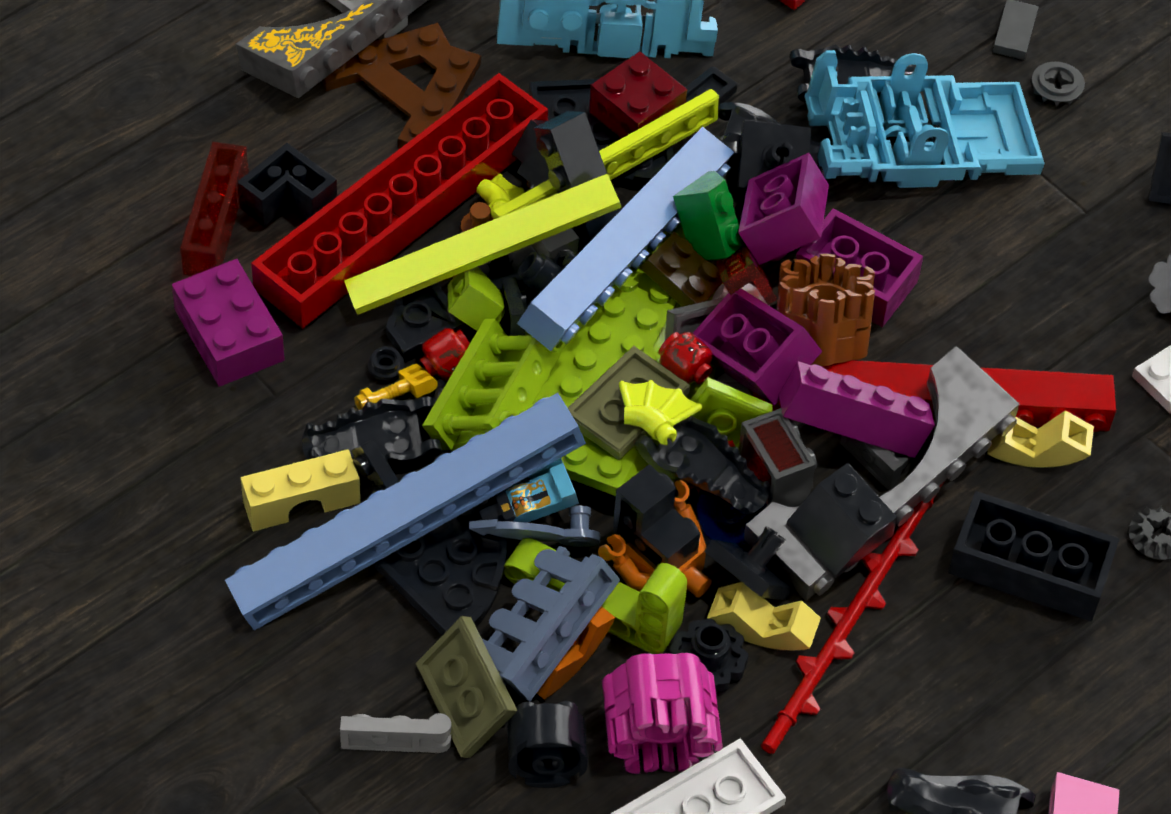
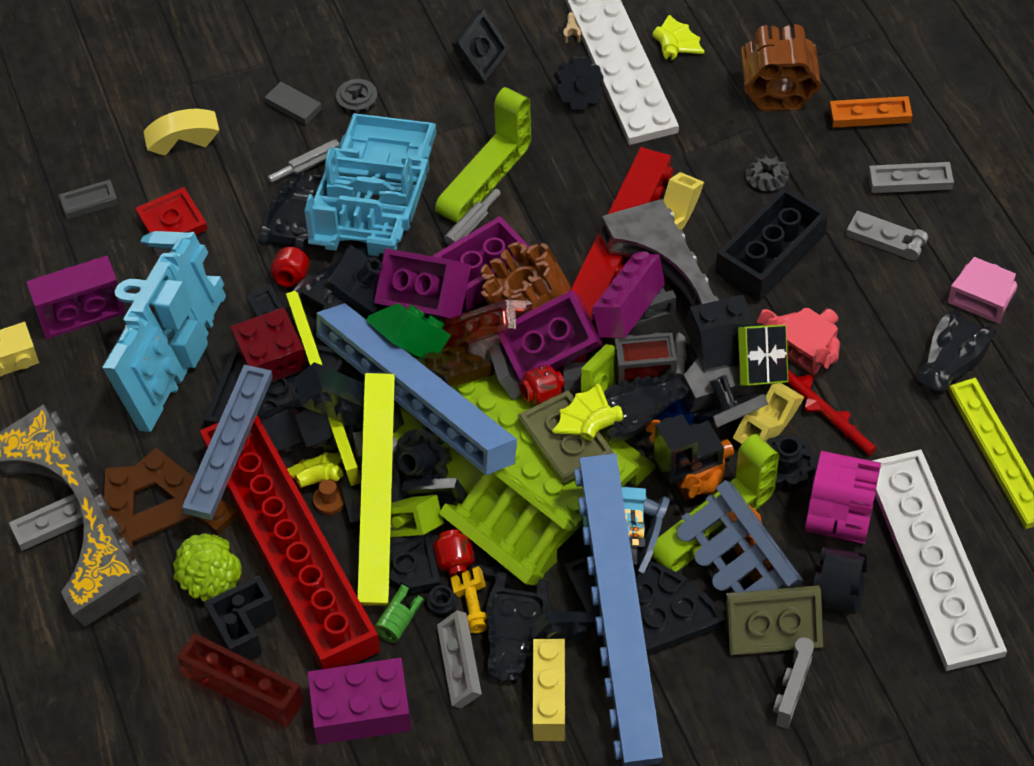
camera: 65 degrees left, 0 degrees up
(313, 399) = (459, 659): none -> light grey plate
(343, 140) = (206, 566): none -> lime hair
(344, 326) = (397, 616): none -> bright green hinge
(487, 95) = (227, 442): none -> sand blue plate
(771, 93) = (289, 266): none -> red head
(834, 574) = (763, 354): none -> black tile
(905, 628) = (810, 337): none -> coral torso
(930, 244) = (470, 219): none -> light grey axle
(936, 66) = (305, 161): none -> light grey axle
(1012, 236) = (493, 160): none -> lime beam
(1123, 690) = (887, 235): none -> light grey plate

